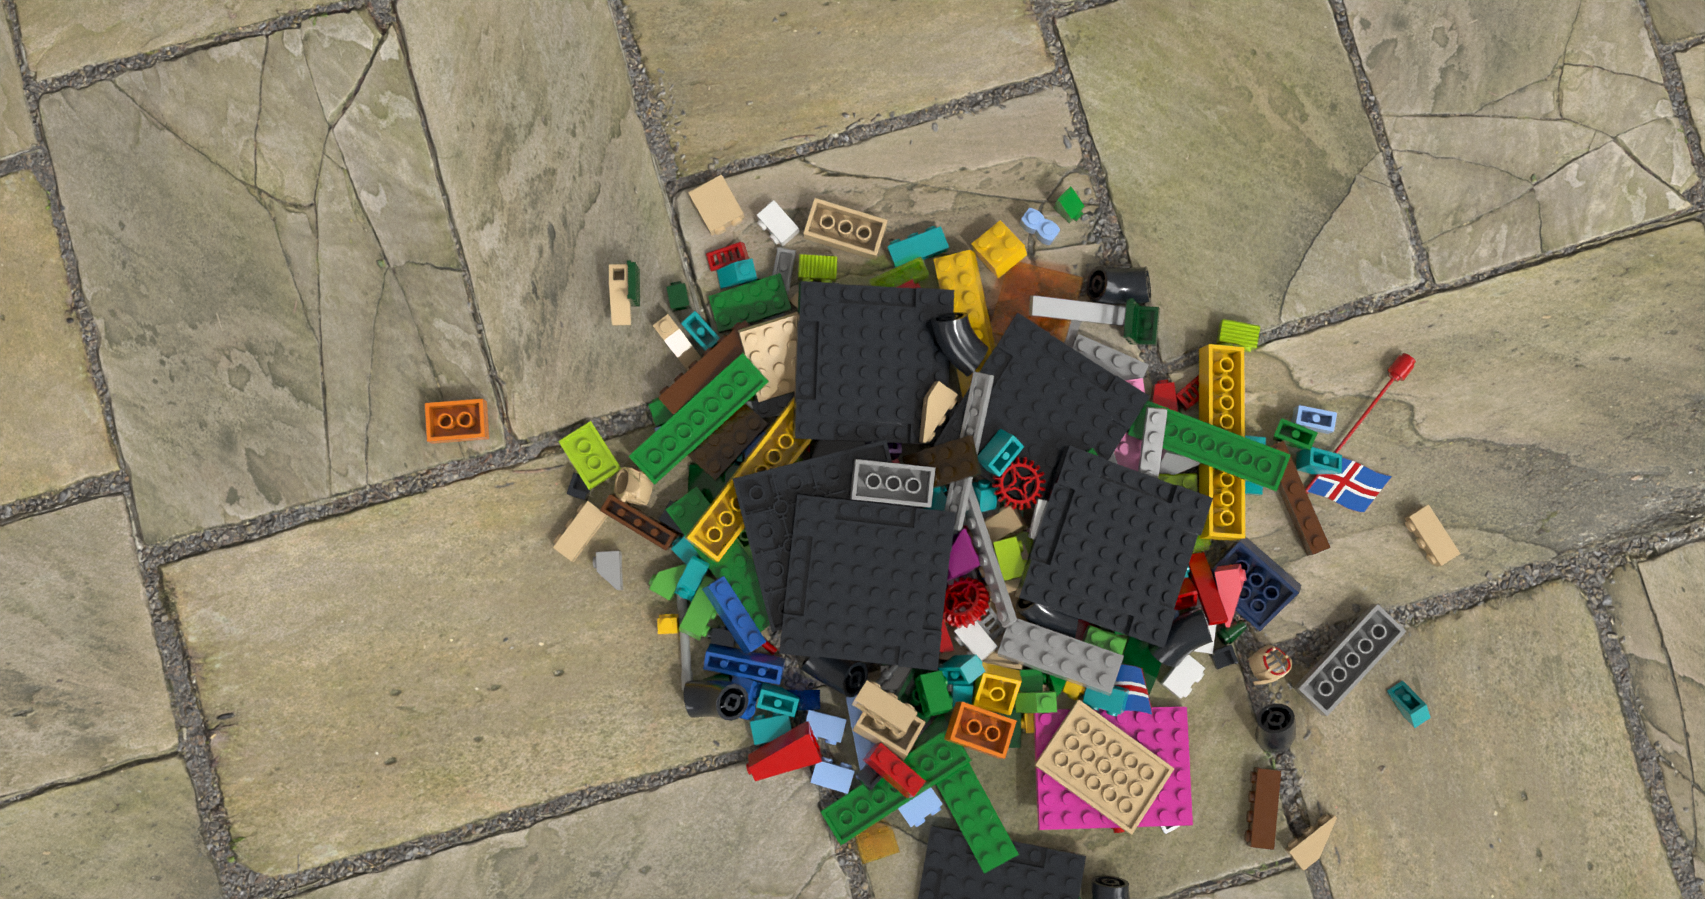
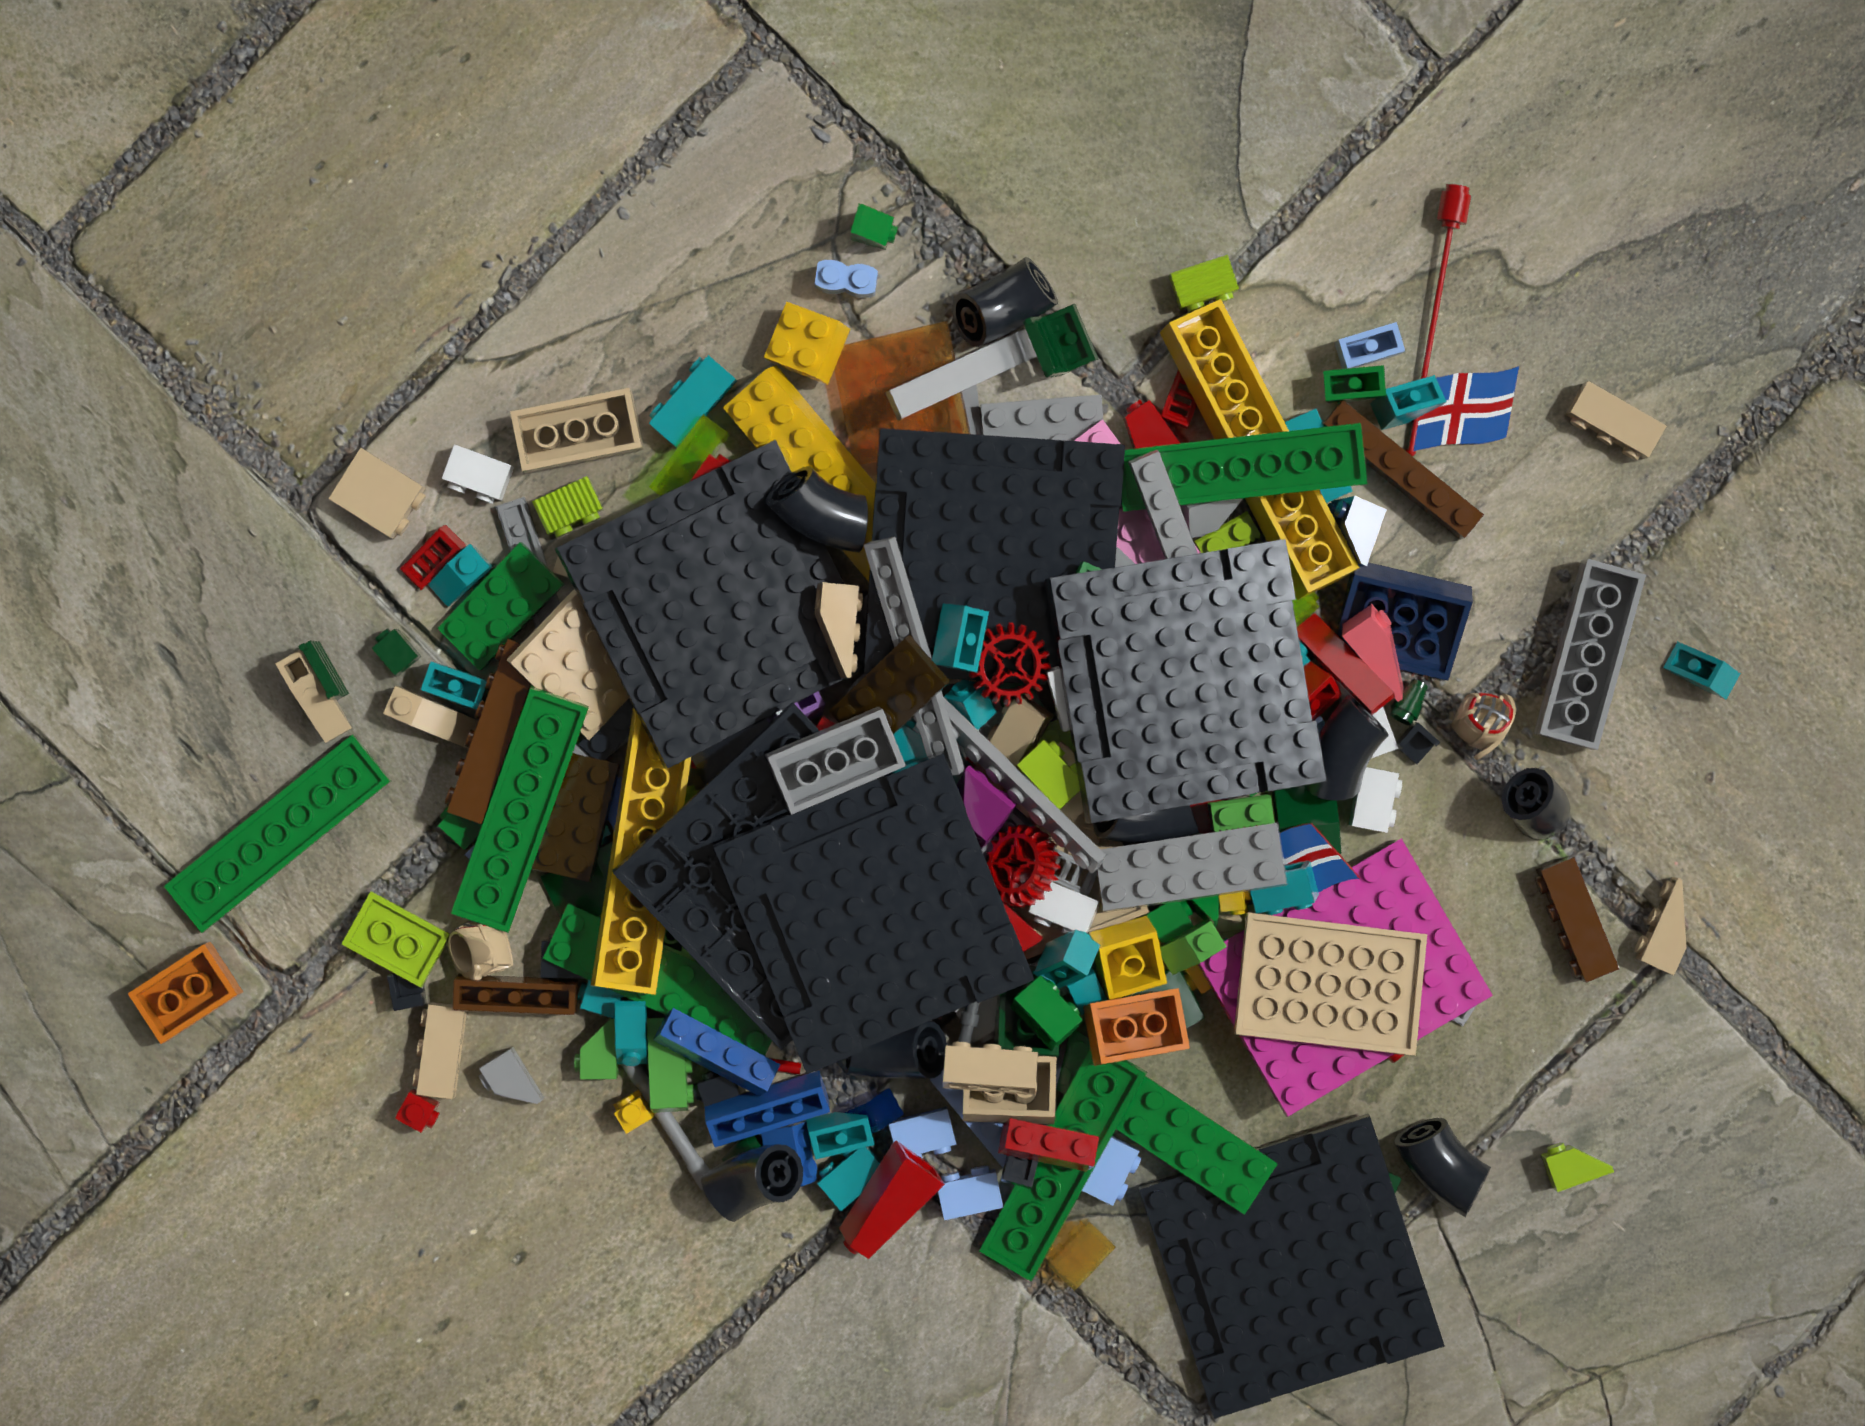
camera: 25 degrees left, 5 degrees up
(548, 558) = (418, 1111): none -> red brick
(557, 361) = (277, 833): none -> green plate
(1257, 514) = (1359, 525): none -> slope

